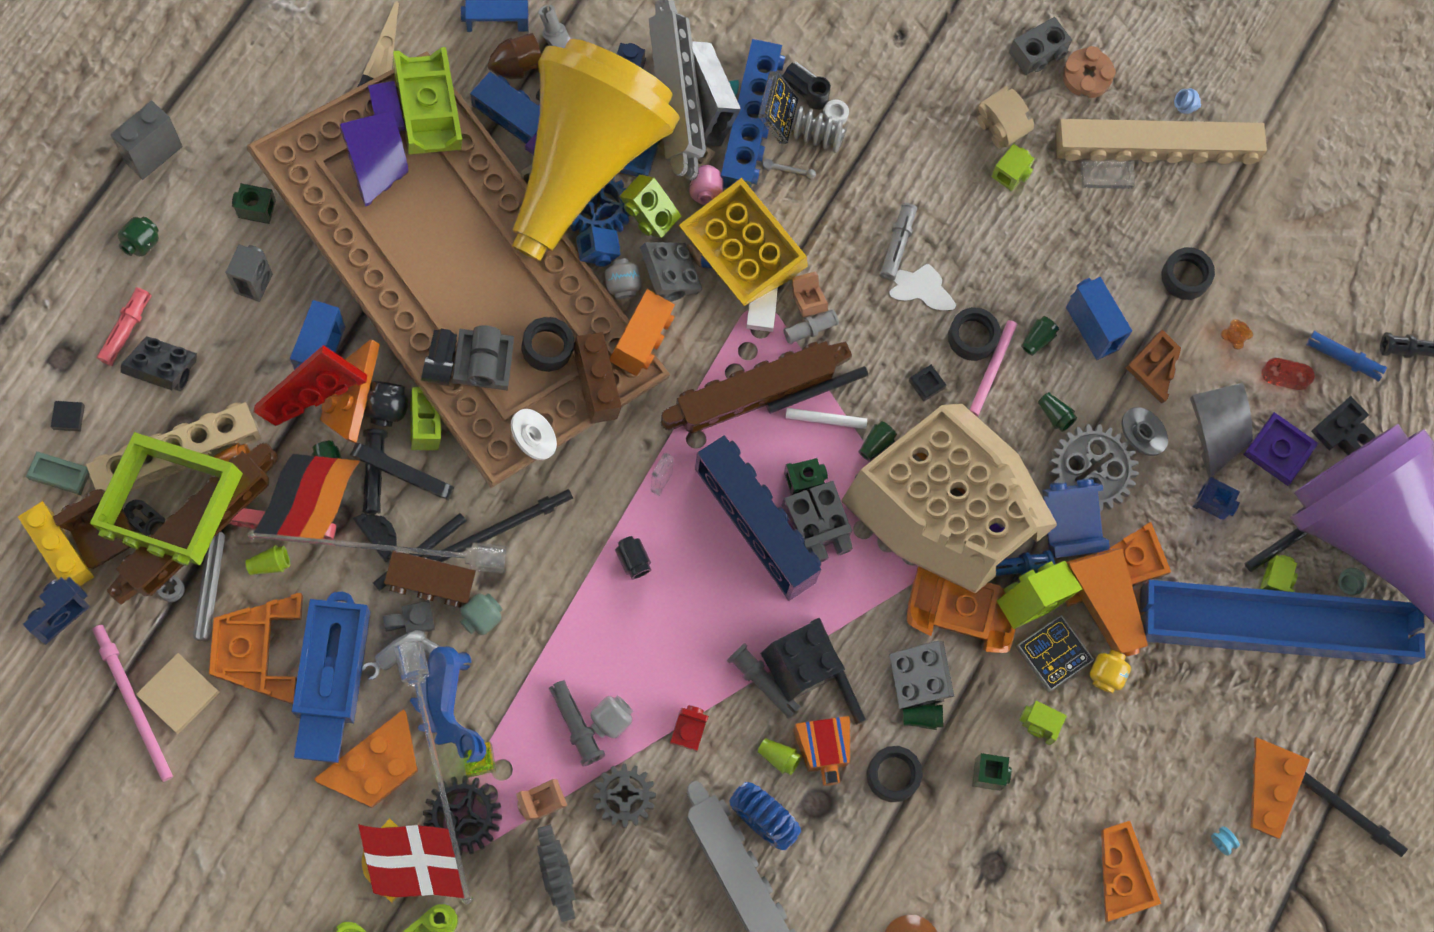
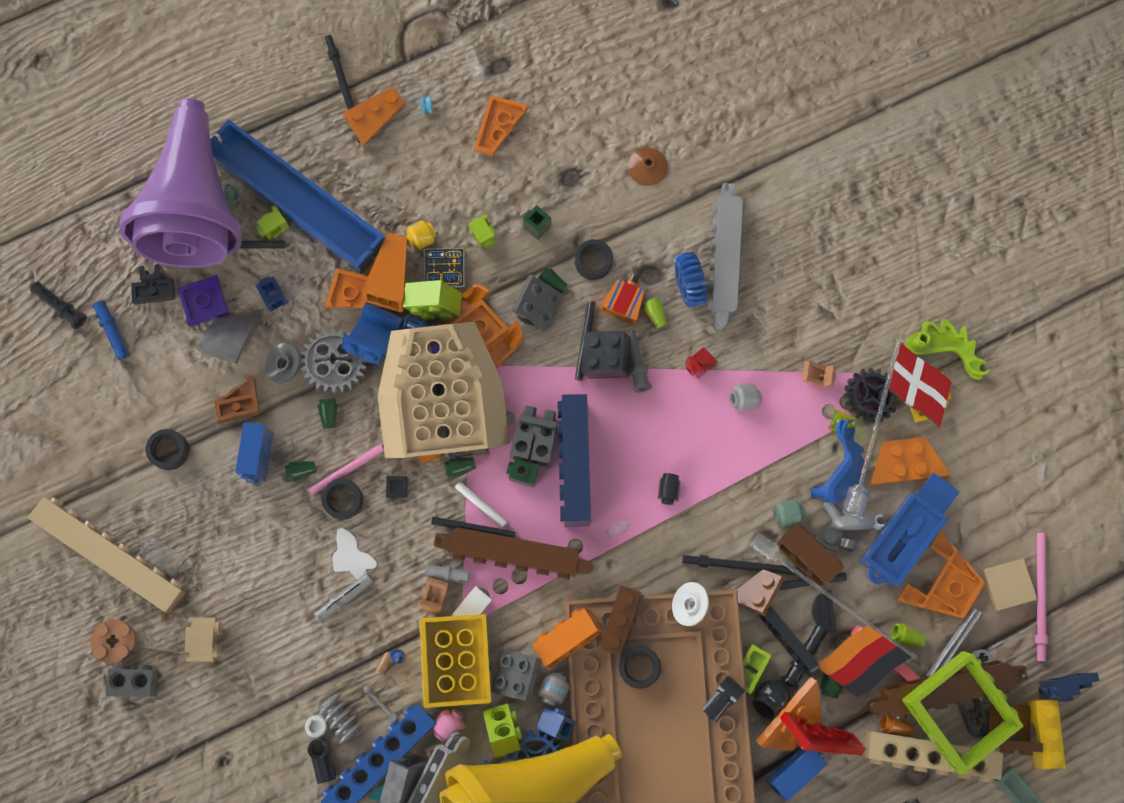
camera: 140 degrees left, 5 degrees up
(464, 505) = (759, 592): none -> wing
(483, 358) = (692, 681): dark grey plate -> none
(556, 873) = (839, 318): dark grey gear -> none
(580, 734) = (769, 399): dark grey pin -> none
(624, 783) = (772, 350): dark grey gear -> none
(778, 107) = (357, 751): tile -> none
(810, 214) = (389, 658): none -> arm
(1013, 167) = (224, 600): lime brick -> none
(1187, 101) = (63, 573): light blue plate -> none
(1239, 327) = (165, 385): clear orange plate -> none
(1288, 372) = (154, 346): clear red beam -> none

